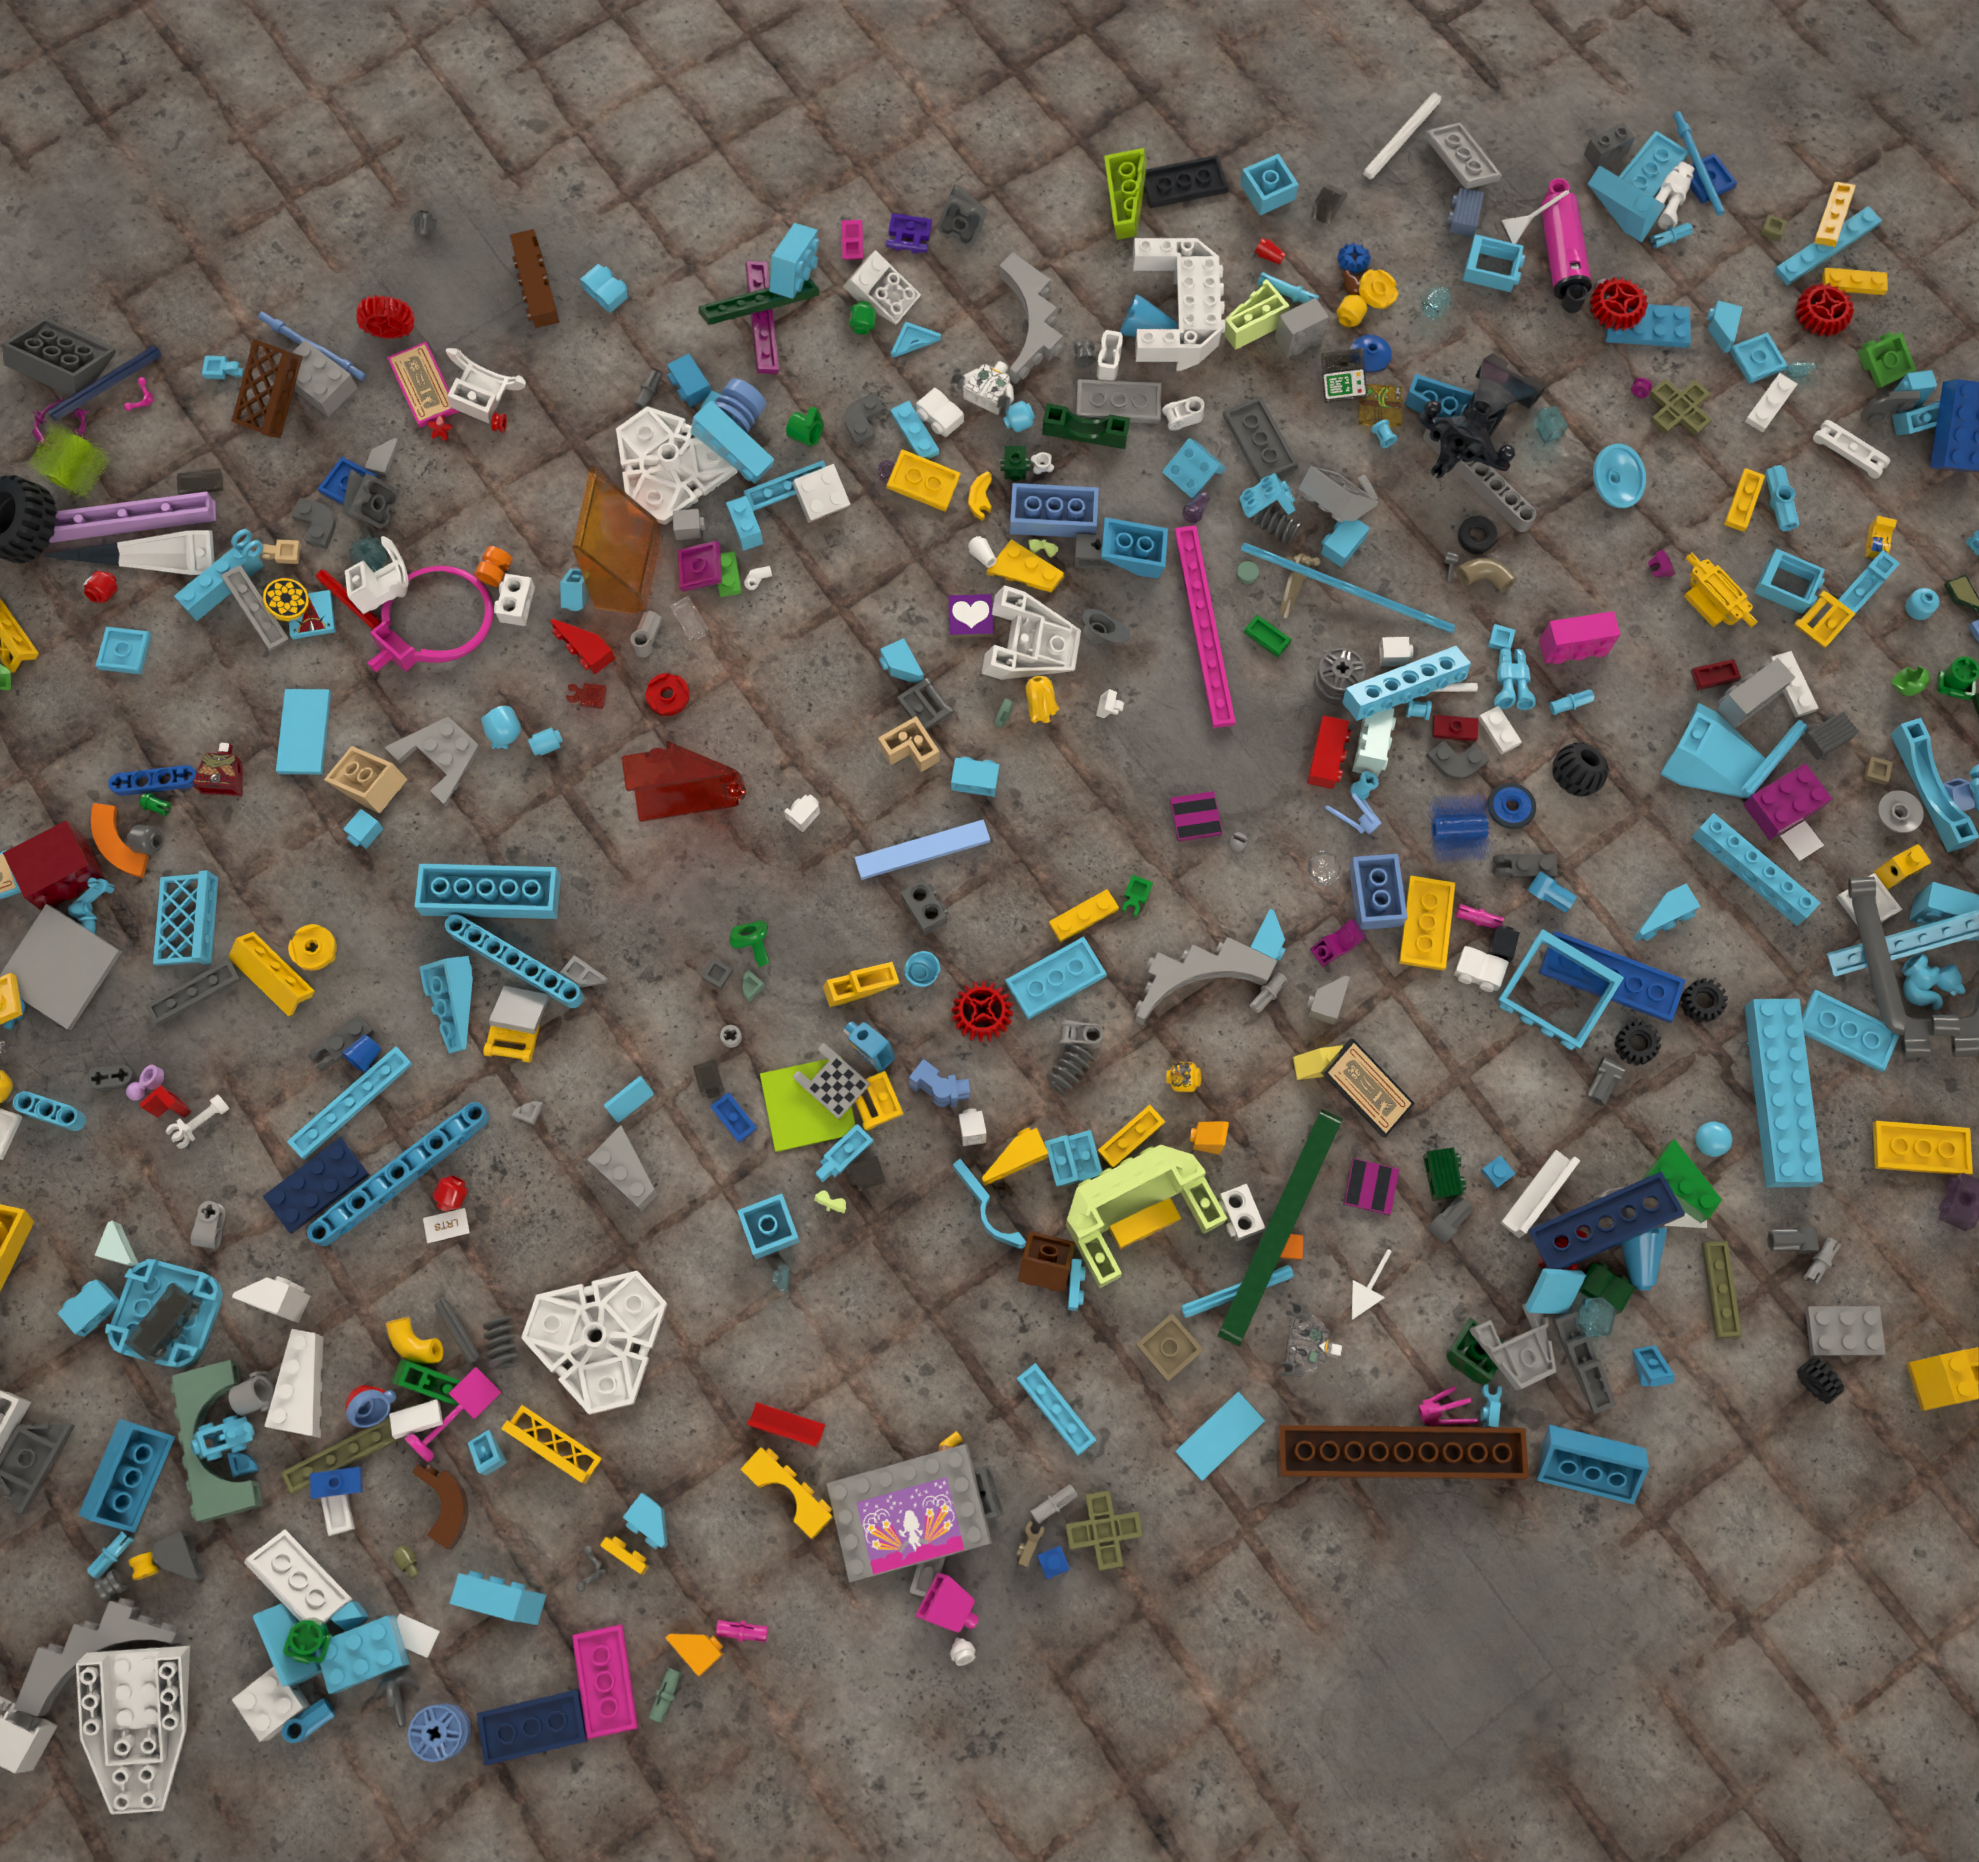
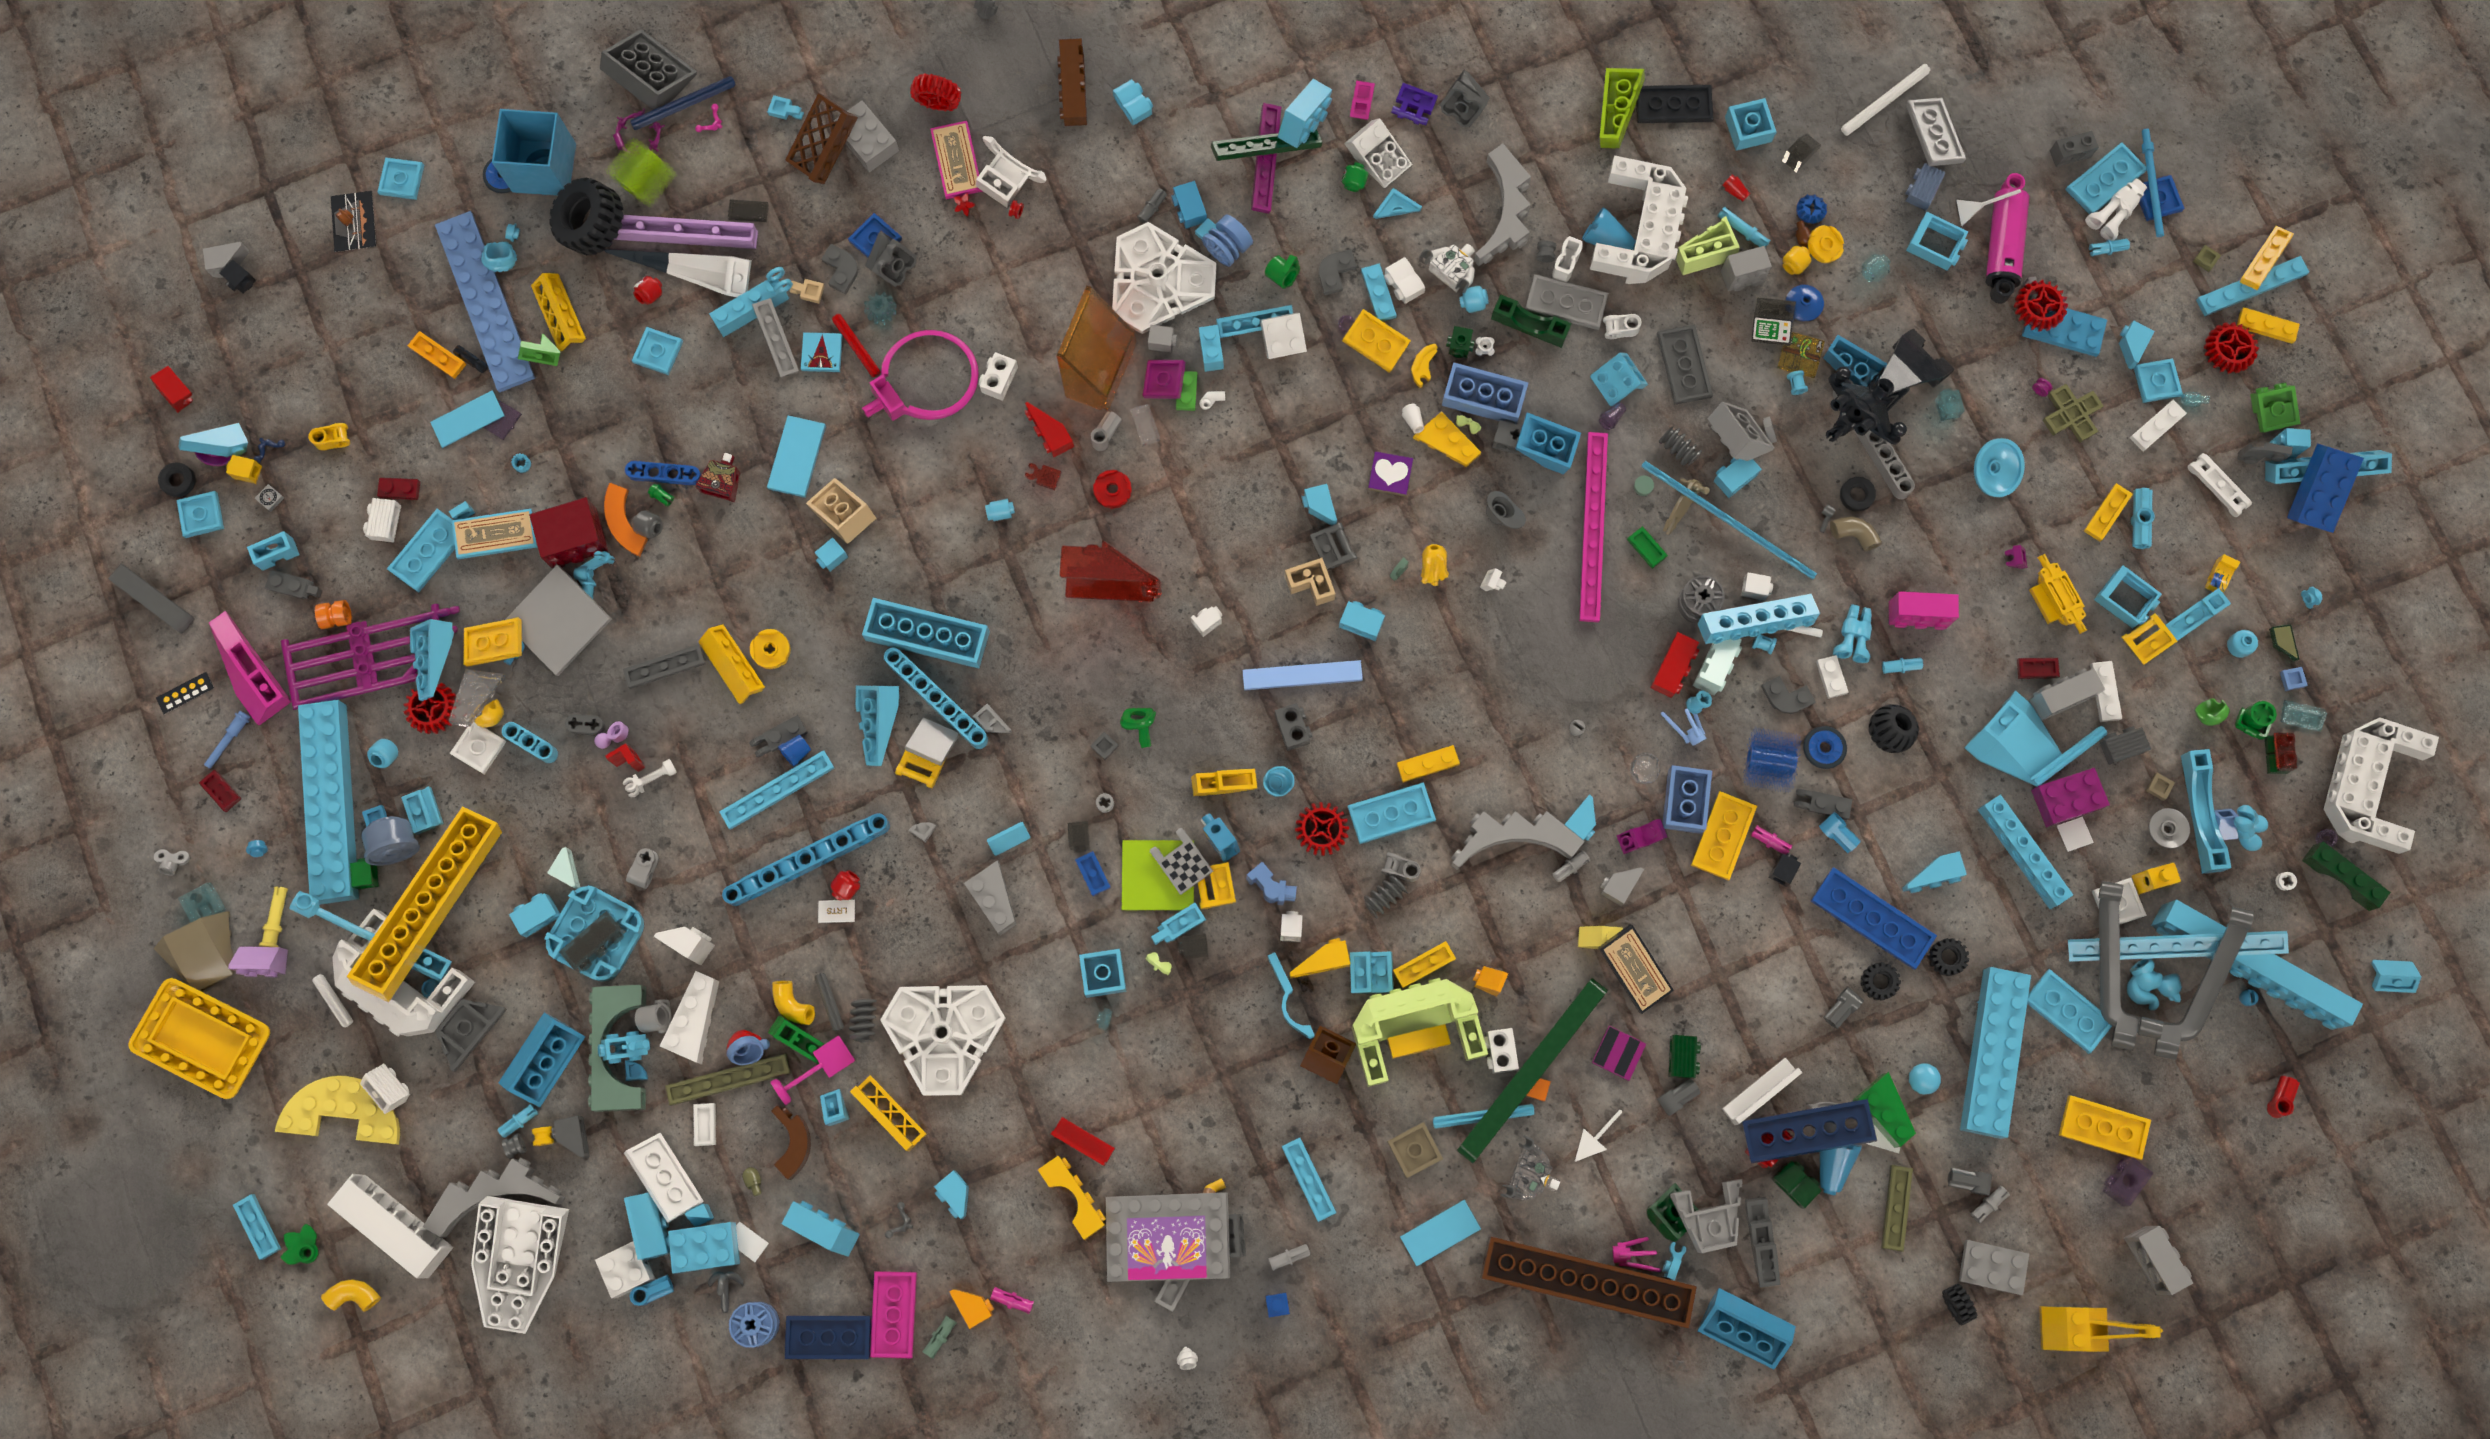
camera: 15 degrees right, 5 degrees up
(203, 914) = (684, 600): medium azure fence -> none
(279, 327) = (841, 80): medium blue bar -> none
(285, 599) = (803, 335): yellow tile -> none
(307, 1638) = (662, 1227): green piece -> none
(316, 1185) = (736, 853): dark blue plate -> none
(336, 1483) = (708, 1104): blue plate -> none
(371, 588) = (884, 341): white piece -> none
(382, 457) = (908, 220): light grey tile -> none
(416, 1419) = (782, 1067): white tile -> none
(443, 745) = (914, 496): light grey wing -> none
(493, 566) = (985, 342): orange wheel -> none
(501, 726) = (965, 489): medium azure helmet -> none
(573, 590) = (1050, 379): medium azure slope -> none
(617, 1548) = (924, 1210): yellow plate -> none
(731, 442) = (1214, 273): medium azure wedge -> none
(751, 986) = (1131, 763): sand green tile -> none
(947, 1605) = (1183, 1319): dark pink torso -> none
(1026, 1550) = (1258, 1289): dark tan plate -> none
(1037, 641) = (1444, 510): white wedge -> none
(1077, 1274) = (1346, 1087): medium azure plate -> none
(1104, 1530) = (1325, 1288): olive plate -> none
(1136, 892) = (1479, 754): green plate -> none
(1184, 1076) = (1481, 923): head -> none
(1196, 816) = (1545, 697): tile -> none
(1265, 493) = (1675, 418): medium azure bracket -> none
(1455, 728) = (1793, 666): dark red plate -> none
(1480, 969) = (1760, 886): white brick -> none
(1498, 1172) = (1730, 1065): dark azure plate -> none
(1501, 637) = (1855, 593): medium azure tile -> none
(1555, 1291) = (1751, 1178): medium azure tile -> none
(1582, 960) = (1792, 939): medium azure window -> none
(1596, 1317) = (1782, 1207): clear light blue brick -> none
(1627, 204) = (2076, 210): medium azure wedge -> none
(1652, 1367) = (1819, 1260): dark azure slope -> none

